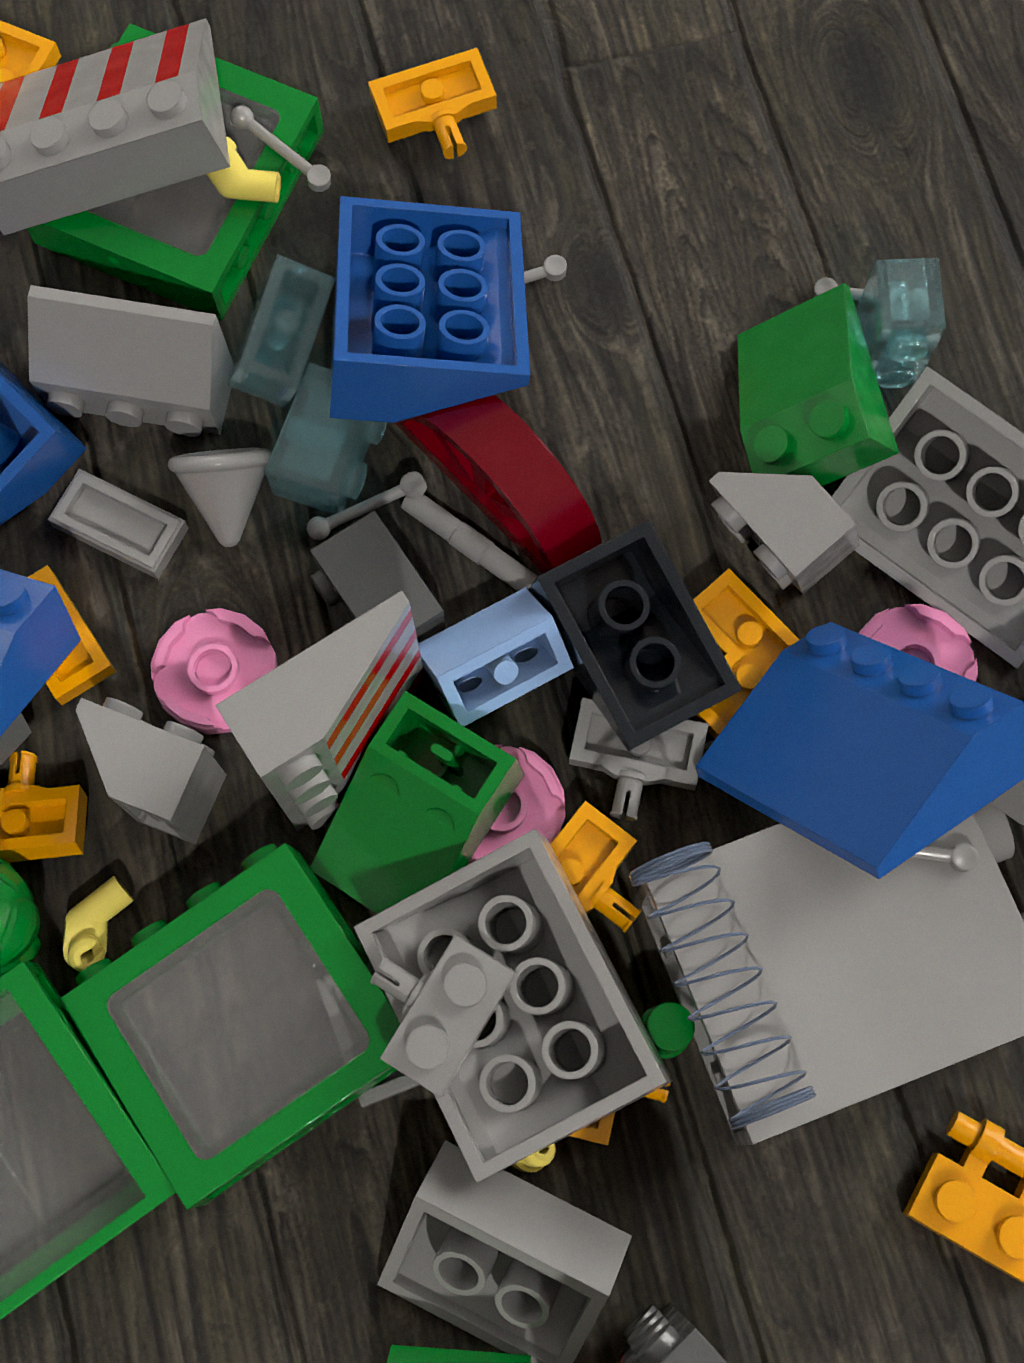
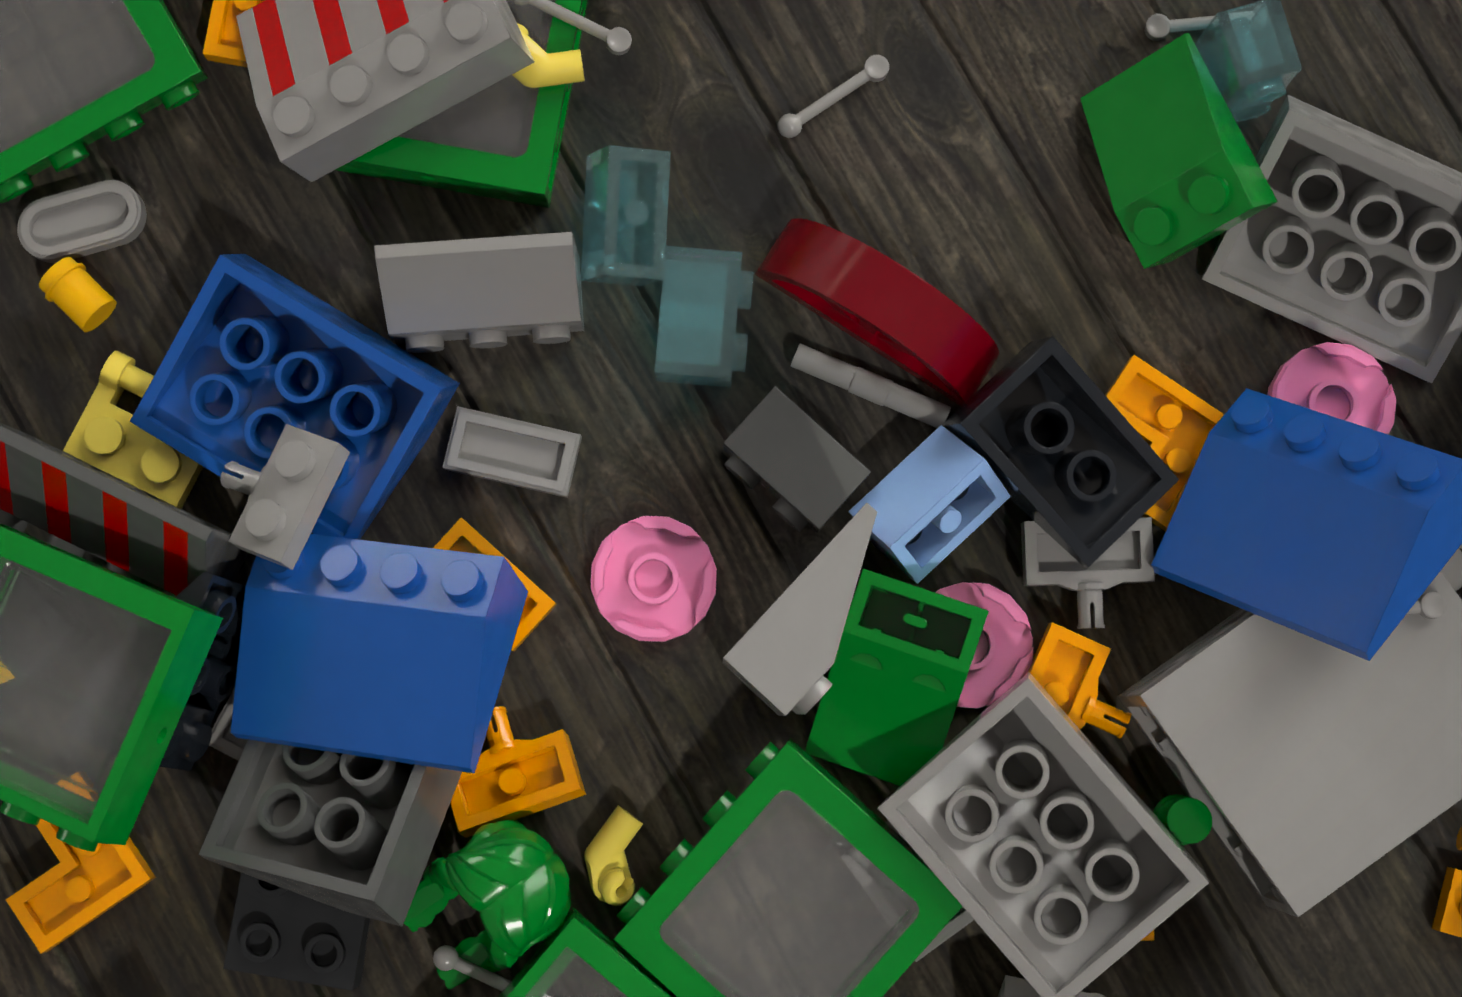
camera: 20 degrees left, 10 degrees up
(152, 772) = (632, 705): light grey slope -> none
(223, 486) = (609, 387): light grey hat -> none
(411, 485) = (798, 344): light grey hinge -> none
(425, 308) = (772, 163): blue slope -> none
(442, 1012) = (987, 869): light grey plate -> none
(675, 863) = (1167, 686): sand blue piece -> none
(792, 521) = (1187, 300): light grey slope -> none

